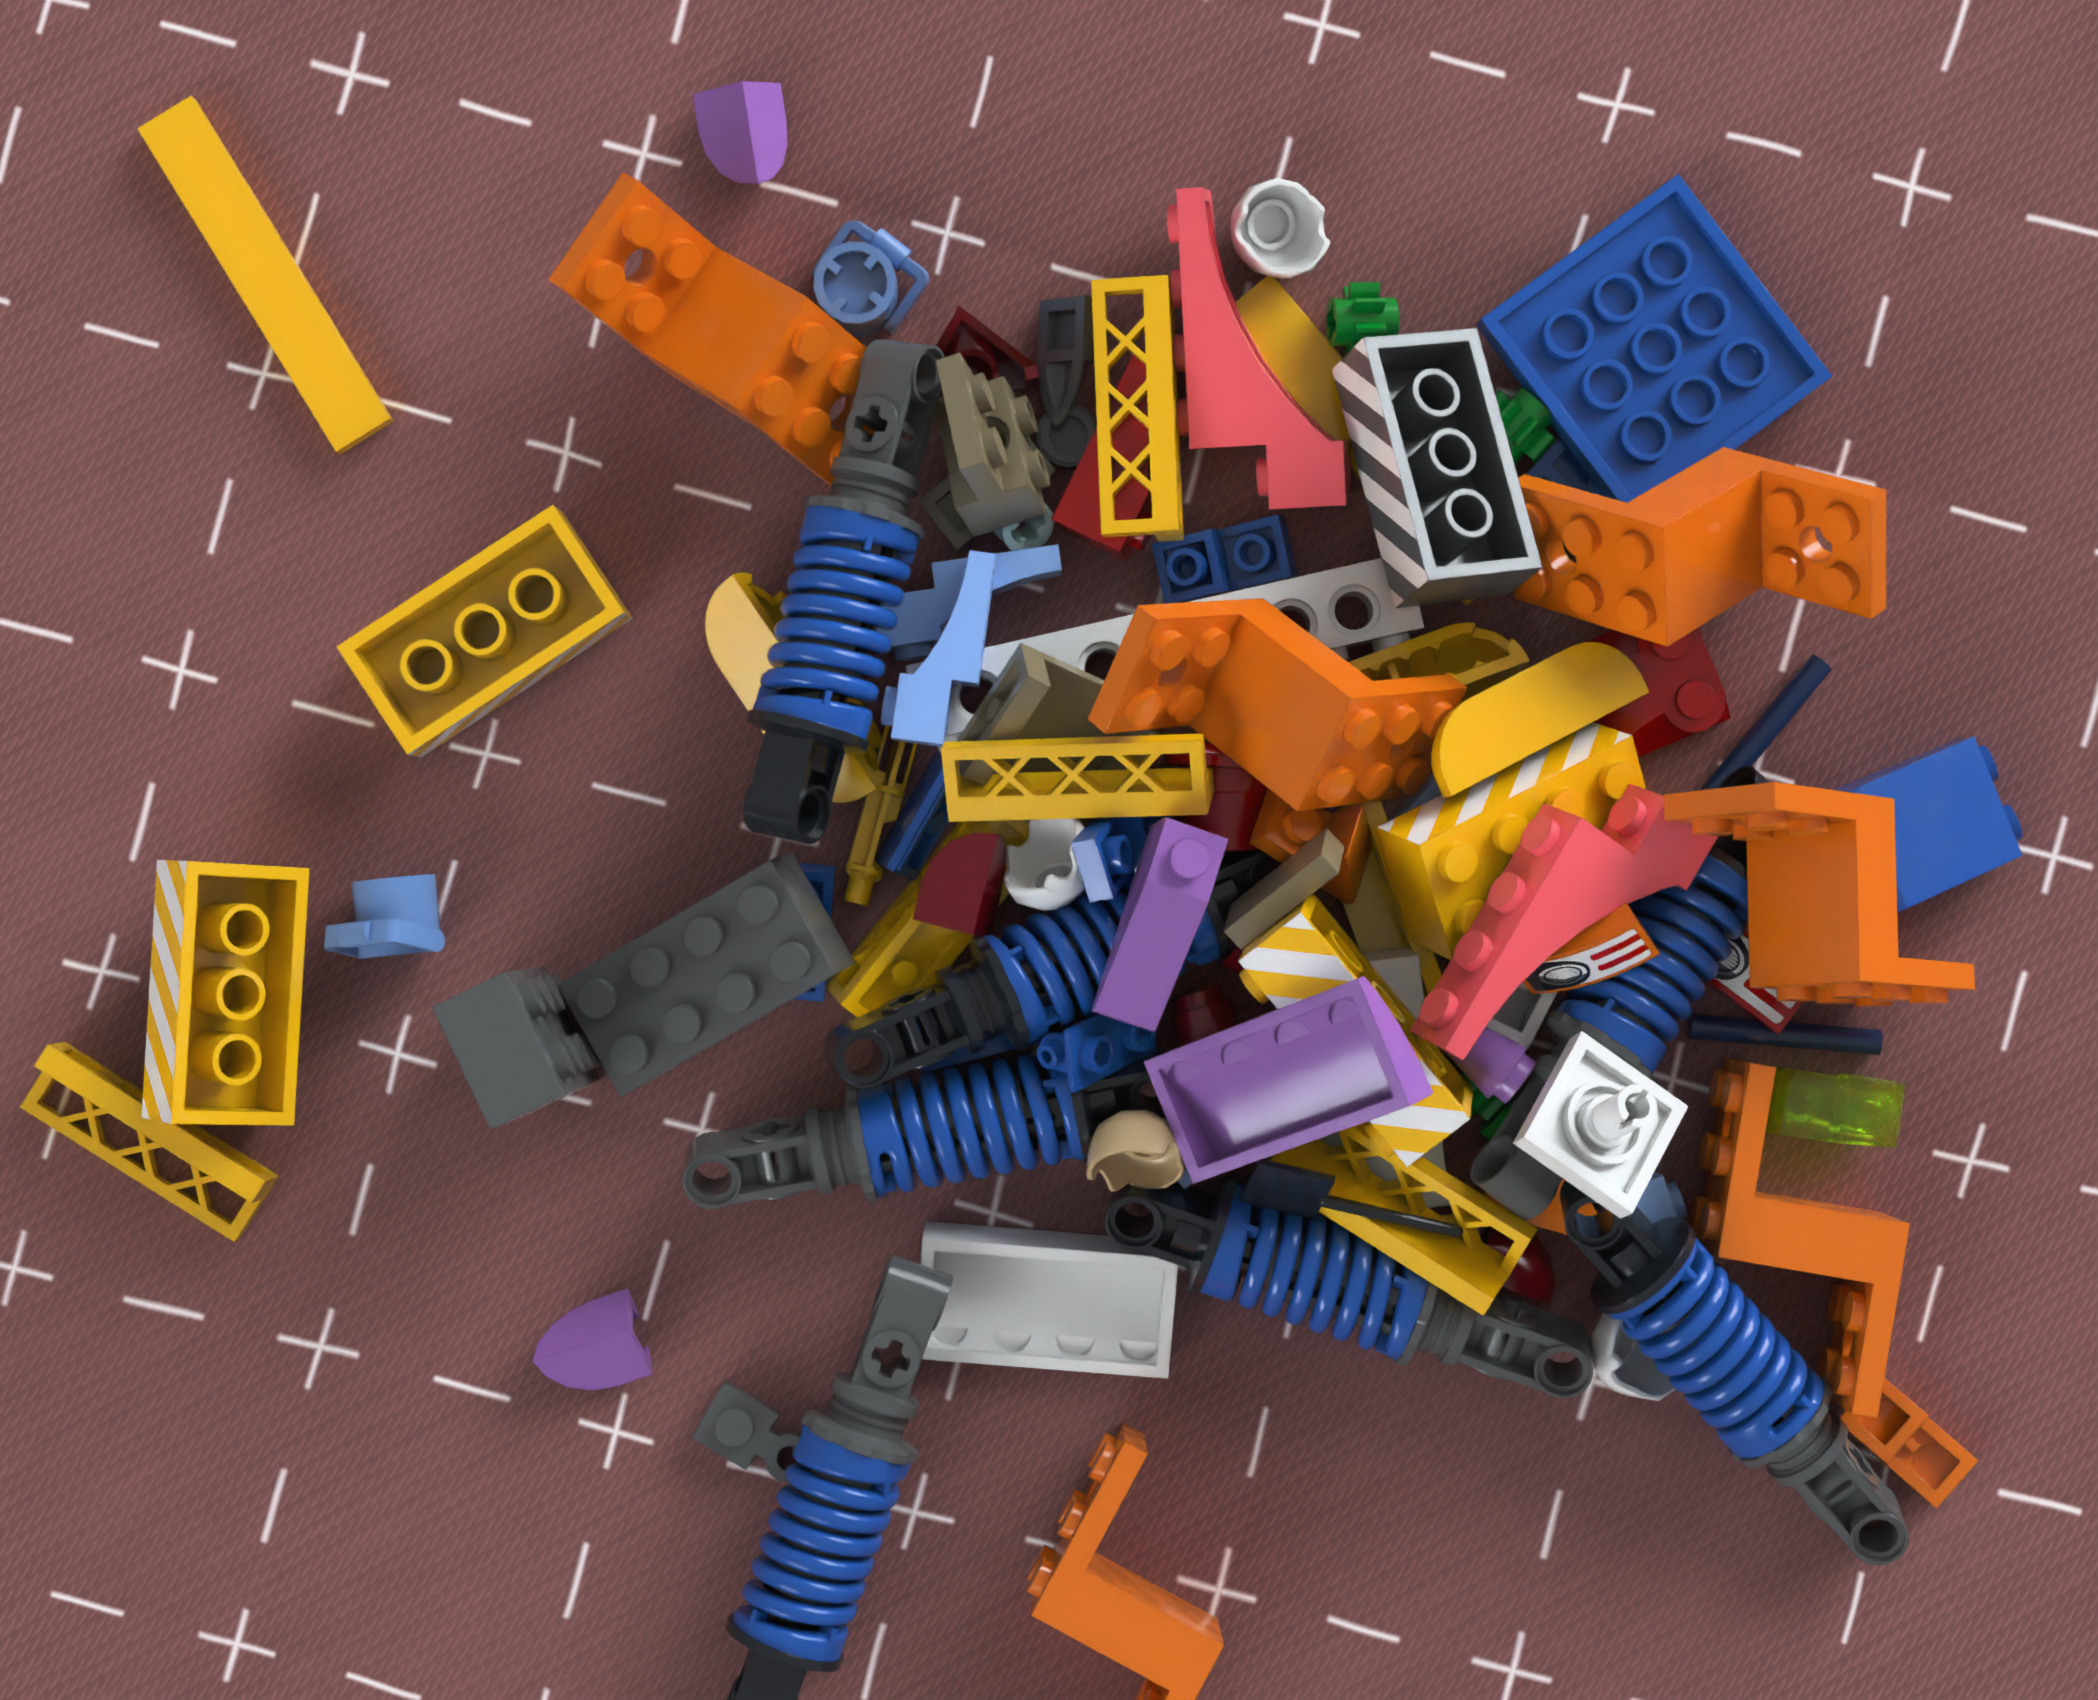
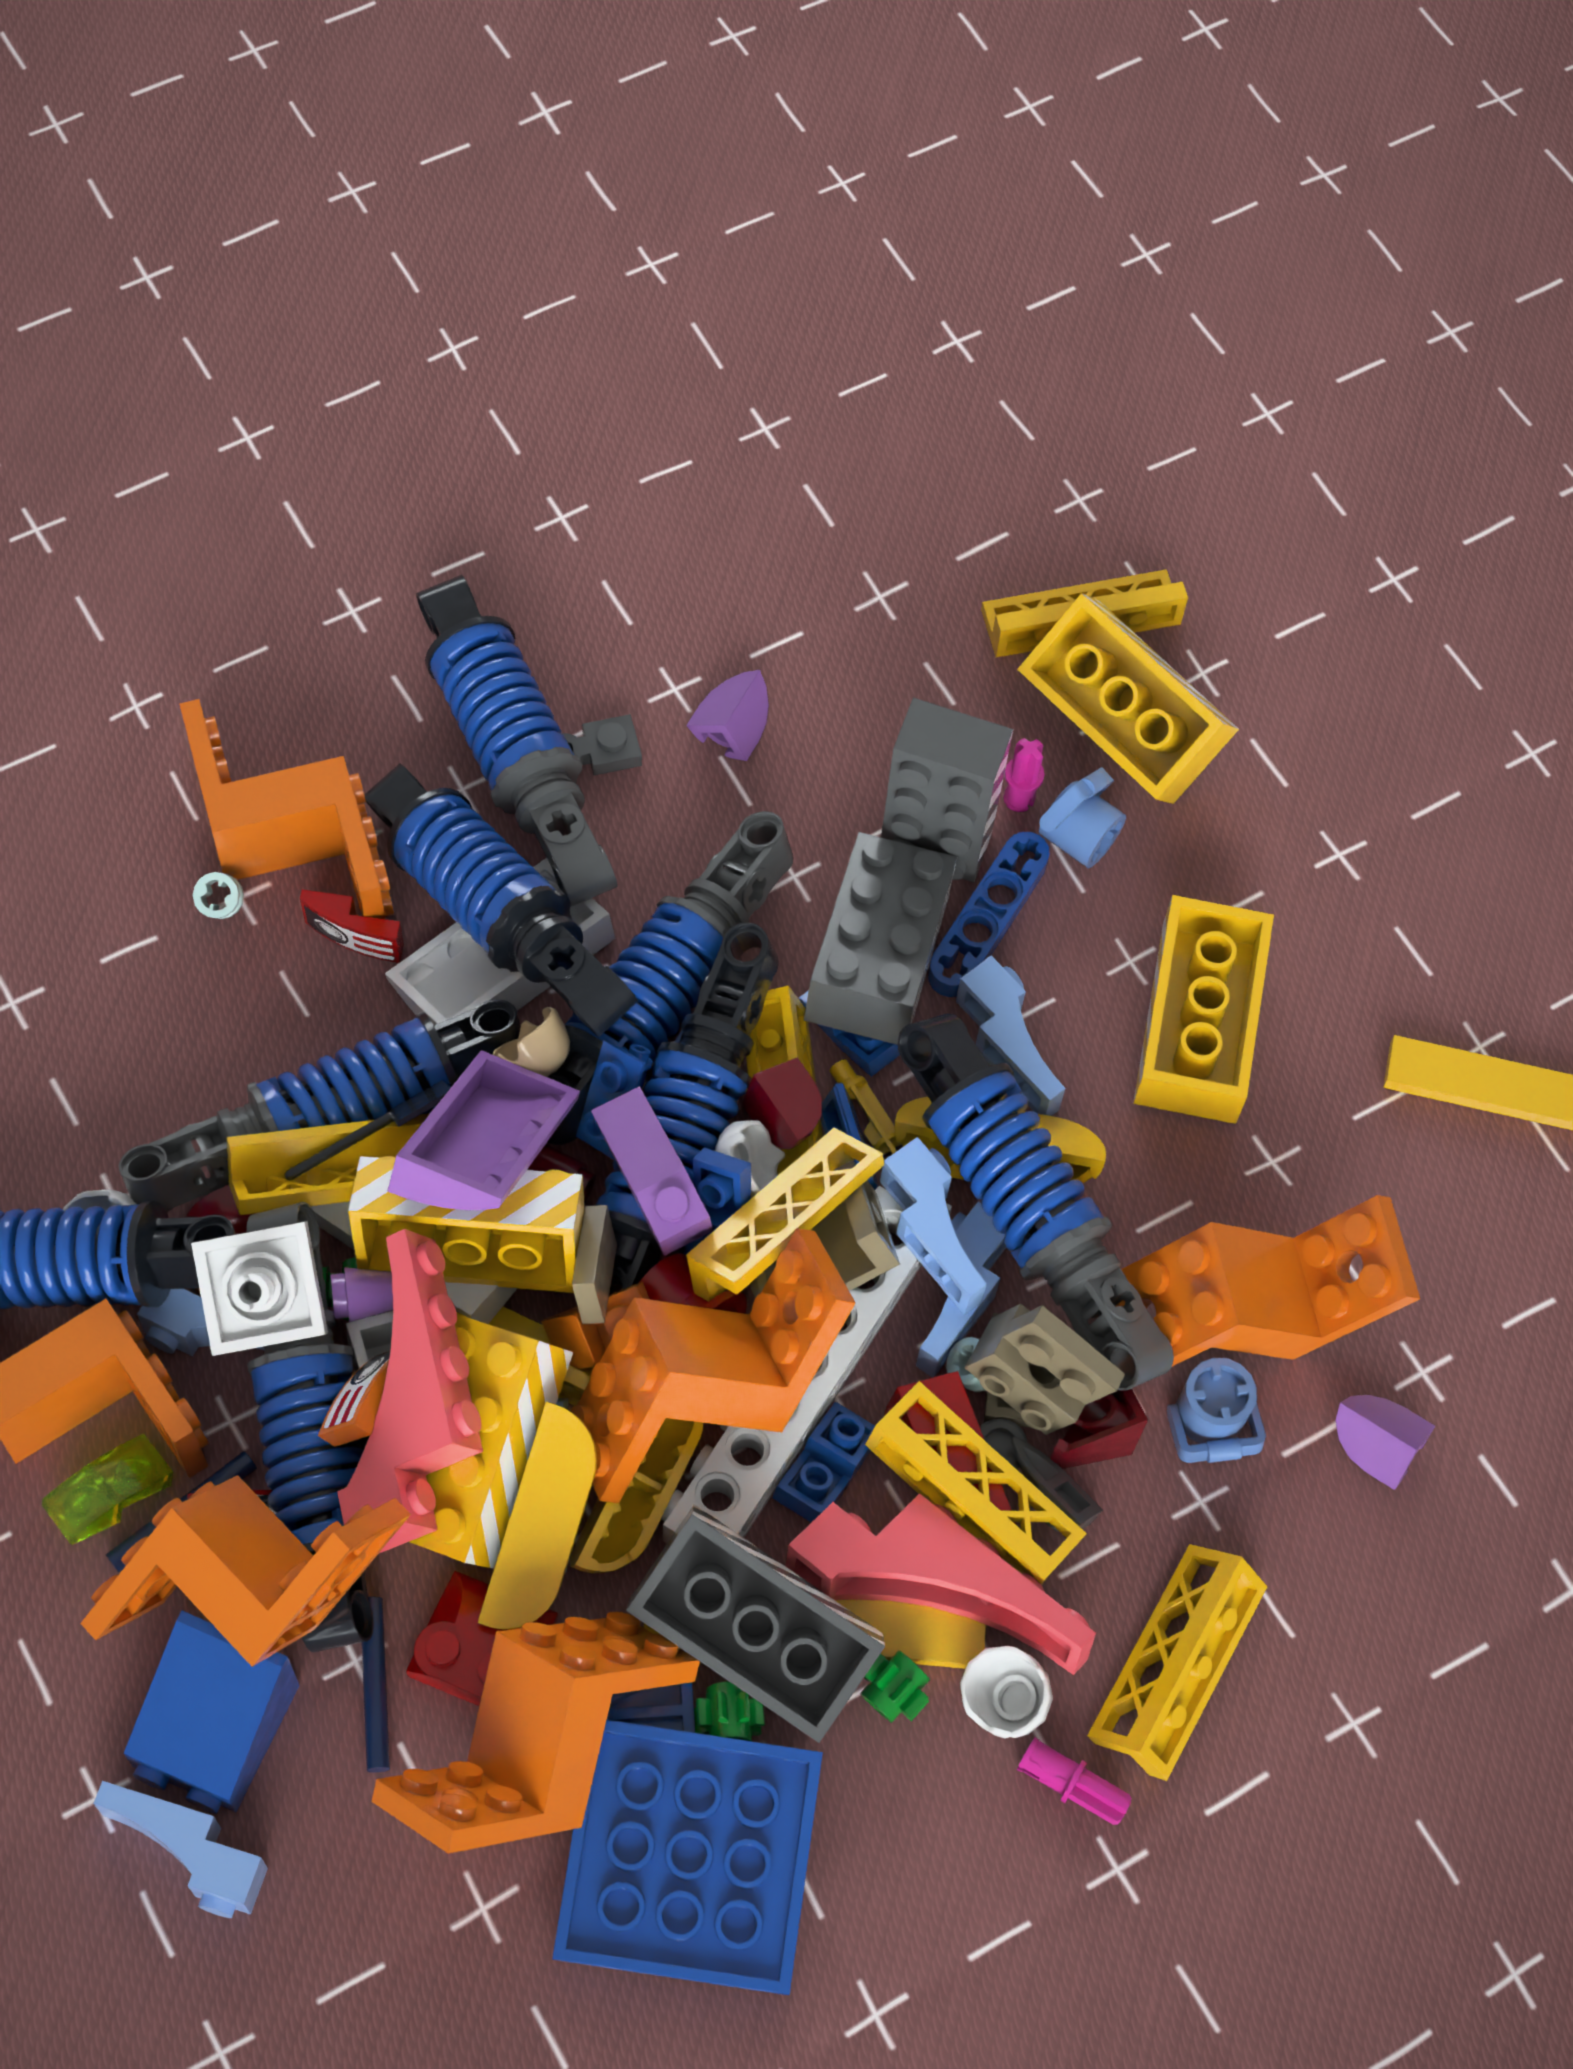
camera: 130 degrees right, 25 degrees down
(403, 1011) = (1024, 775): none -> dark pink axle
(567, 913) = (985, 911): none -> blue beam
(657, 825) = (994, 1001): none -> light blue slope
(1018, 1345) = (495, 895): none -> piece
(1106, 105) = (1191, 1659): none -> yellow fence
(1160, 1469) = (337, 920): none -> red slope
(1261, 1592) = (203, 889): none -> light aqua bush
(1292, 115) = (1075, 1782): none -> dark pink axle
(2022, 695) = (219, 1874): none -> light blue slope

